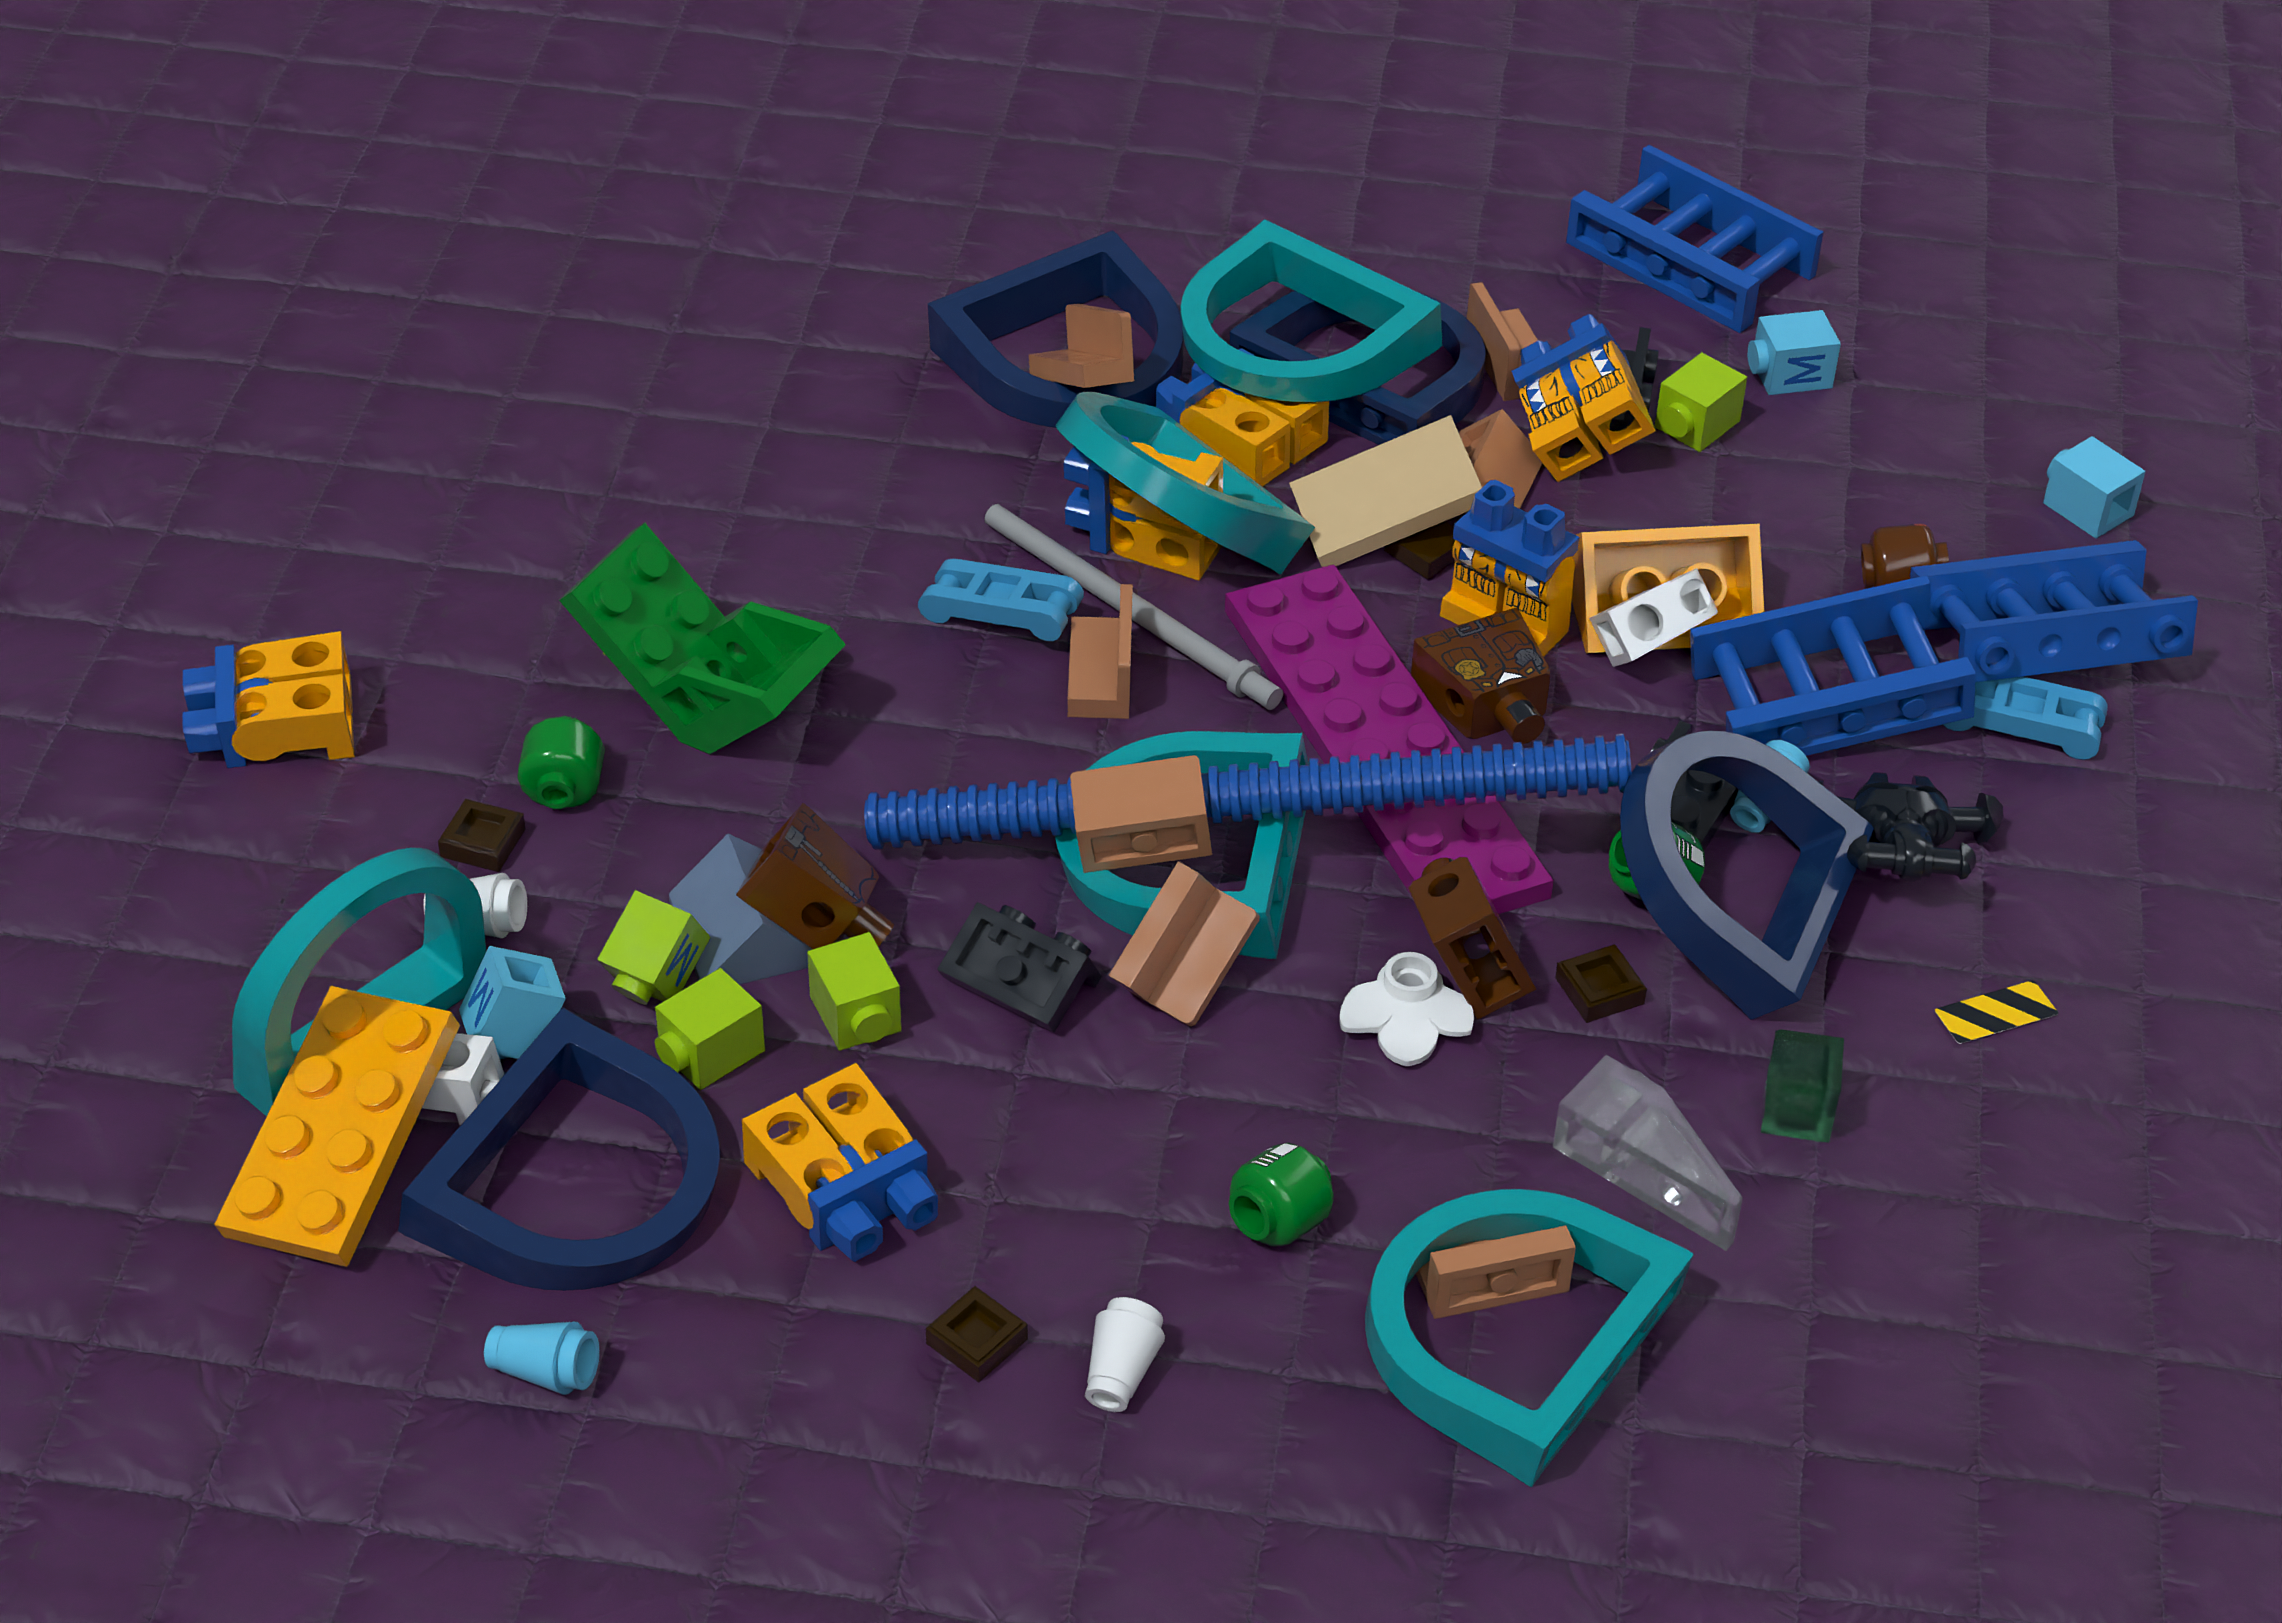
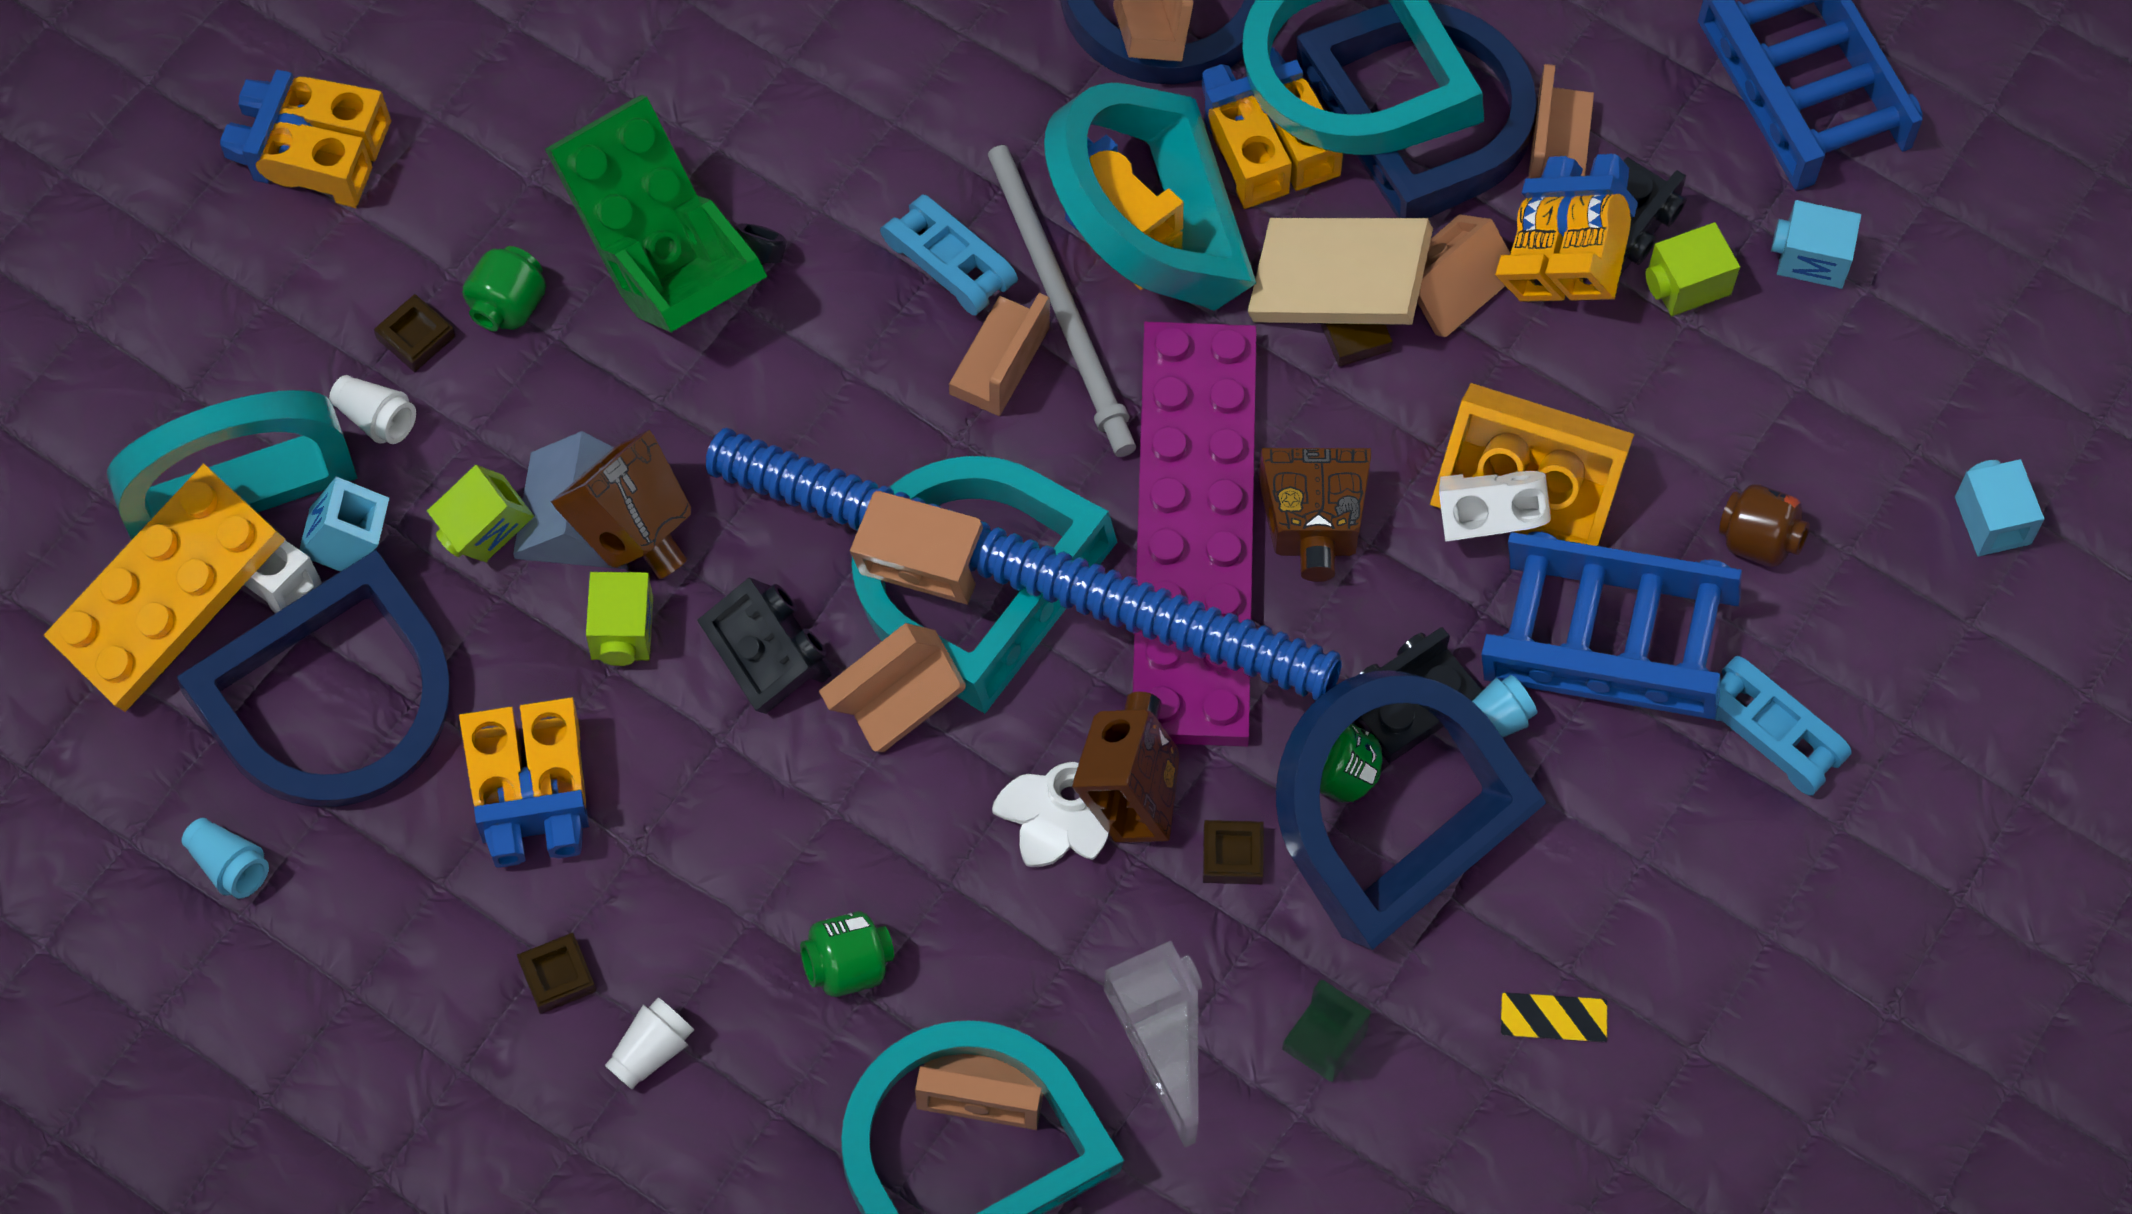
camera: 25 degrees right, 20 degrees up
(709, 1029) = (487, 607): lime brick -> none
(1512, 562) = (1386, 411): hips -> none
(1912, 823) = (1580, 805): black piece -> none
(2057, 611) = (1866, 597): blue fence -> none

